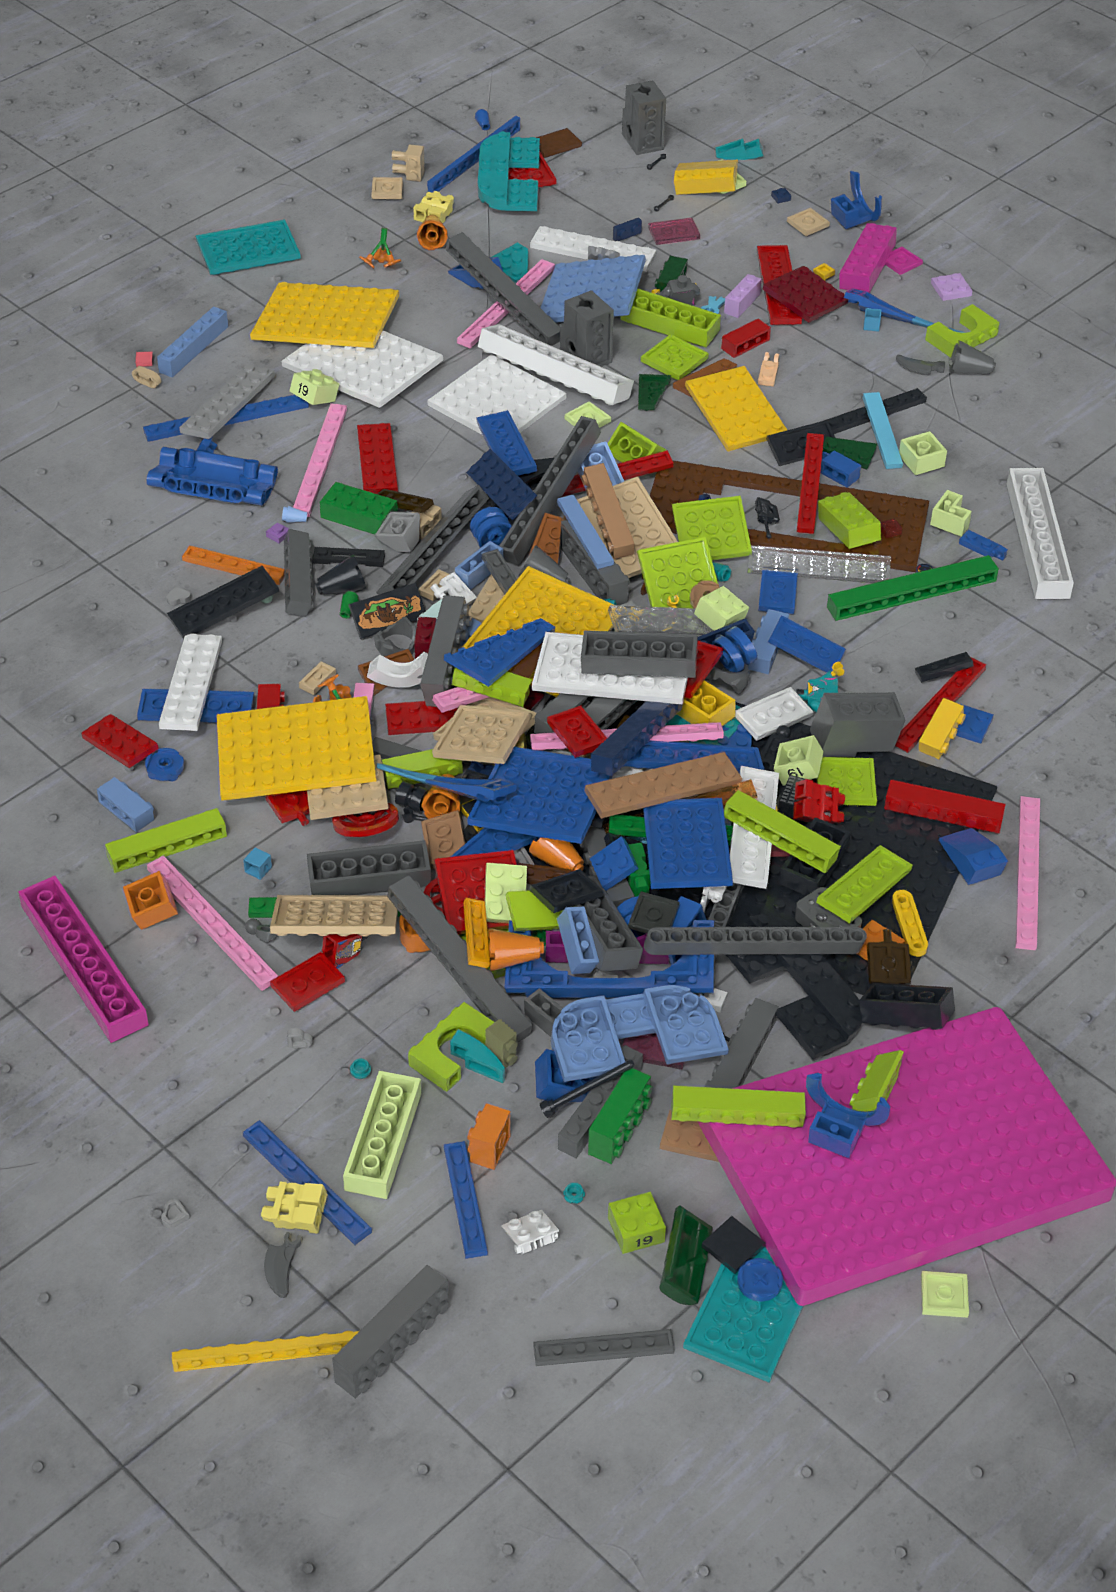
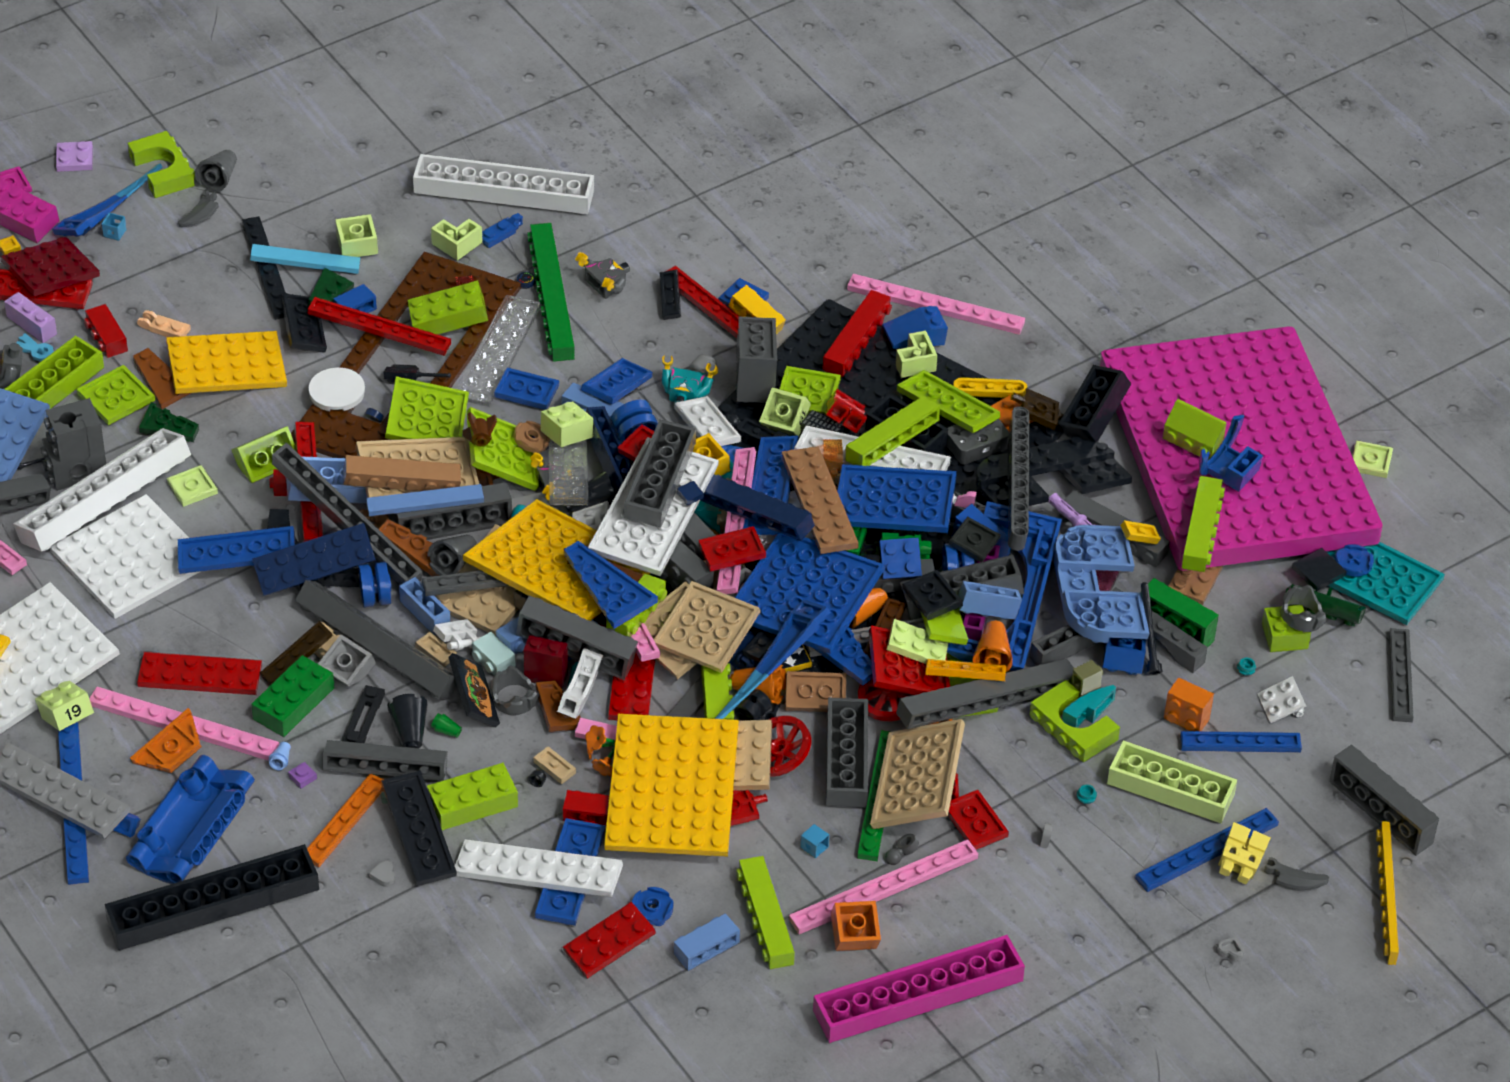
camera: 80 degrees left, 0 degrees up
(131, 501) = (211, 897): none -> black brick
(268, 631) = (473, 796): none -> lime brick
(291, 453) = (171, 745): none -> orange wing
(300, 670) = (537, 782): none -> black hinge
(630, 685) = (690, 493): none -> dark blue tile
(631, 1234) = (1304, 621): none -> dark grey piece
(670, 543) = (480, 430): none -> reddish brown brick
(718, 910) = (965, 499): none -> bright pink tile
(720, 1061) = (1140, 532): none -> yellow plate
(723, 472) = (336, 389): none -> white tile
(733, 1014) = (1067, 511): none -> lavender pin
(927, 856) = (917, 356): none -> yellowish green brick
(949, 619) = (604, 275): none -> dark grey torso

